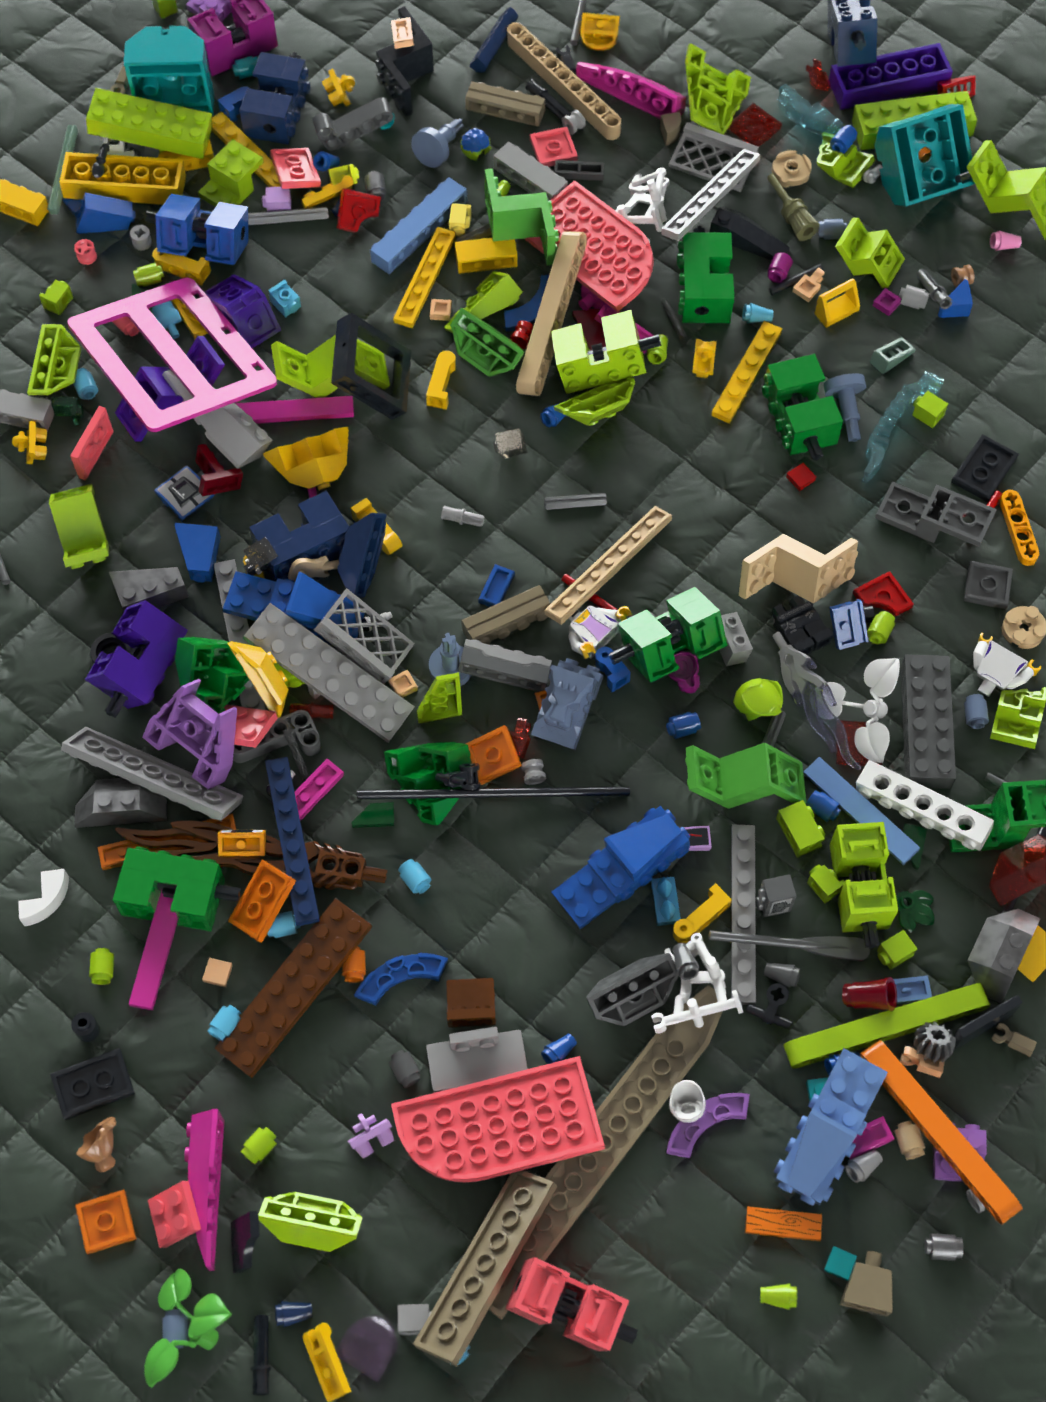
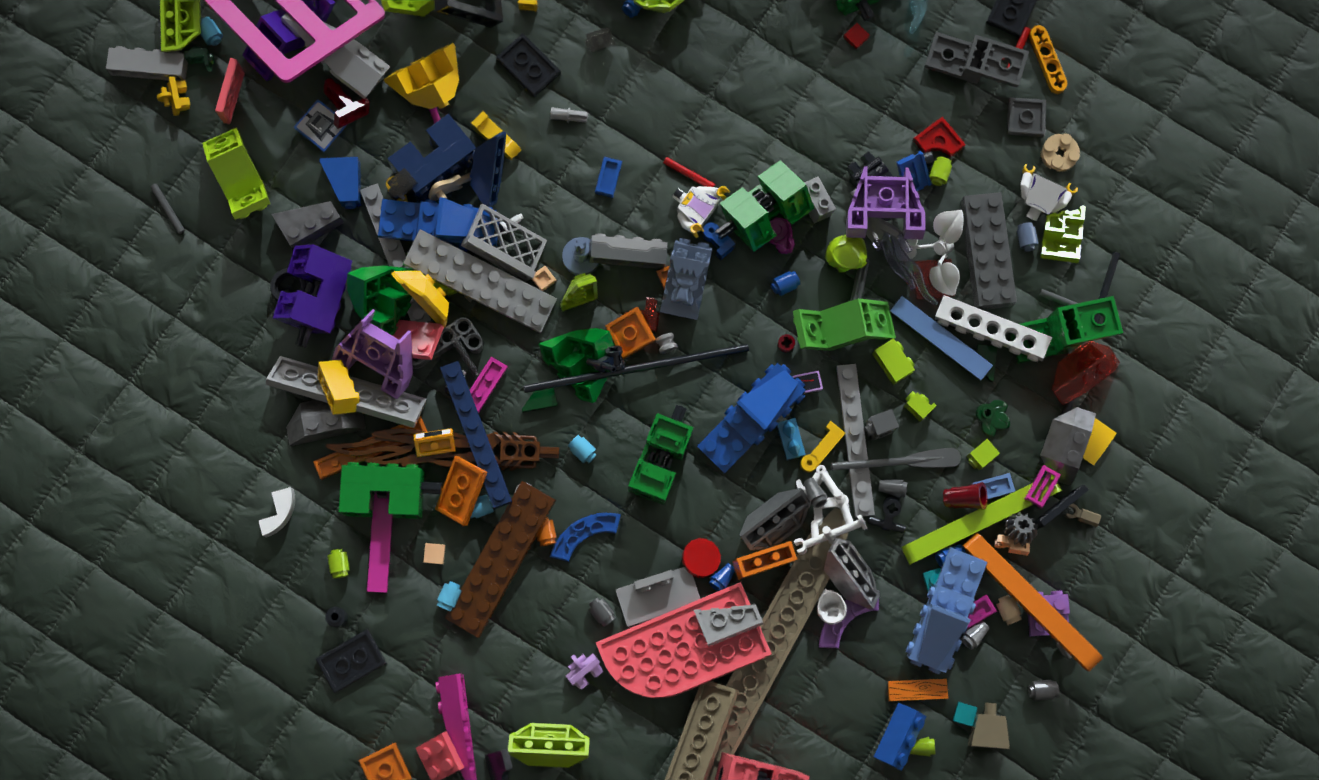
camera: 15 degrees left, 15 degrees up
(99, 1145) = (367, 710): medium nougat hair -> none
(142, 762) = (337, 387): none -> yellow brick
(259, 1145) = (496, 691): lime brick -> none
(299, 409) = (406, 30): dark pink tile -> none
(314, 710) = (471, 314): clear red axle -> none
(426, 461) = (528, 65): none -> black tile
(470, 1002) = (645, 548): reddish brown bracket -> none
(492, 911) = (665, 440): none -> green piece
(507, 616) = (621, 205): dark tan brick -> none
(536, 1022) = (701, 557): none -> red tile
(555, 1100) = (727, 622): none -> light grey wing
(572, 501) = (664, 86): dark grey axle -> none
(608, 565) = (702, 145): tan tile -> none
(612, 1034) = (764, 560): none -> orange brick
(675, 799) = (781, 340): none -> dark red bush
(716, 1064) = (851, 574): none -> flat silver wedge
(753, 1276) = (900, 736): none -> blue brick
(798, 568) = (865, 129): tan bracket -> none
(811, 641) = (886, 199): none -> medium lavender wedge
(823, 806) = (910, 339): blue brick -> none
(867, 895) = (956, 415): lime piece -> none
(955, 1010) = (1035, 500): none -> dark pink tile

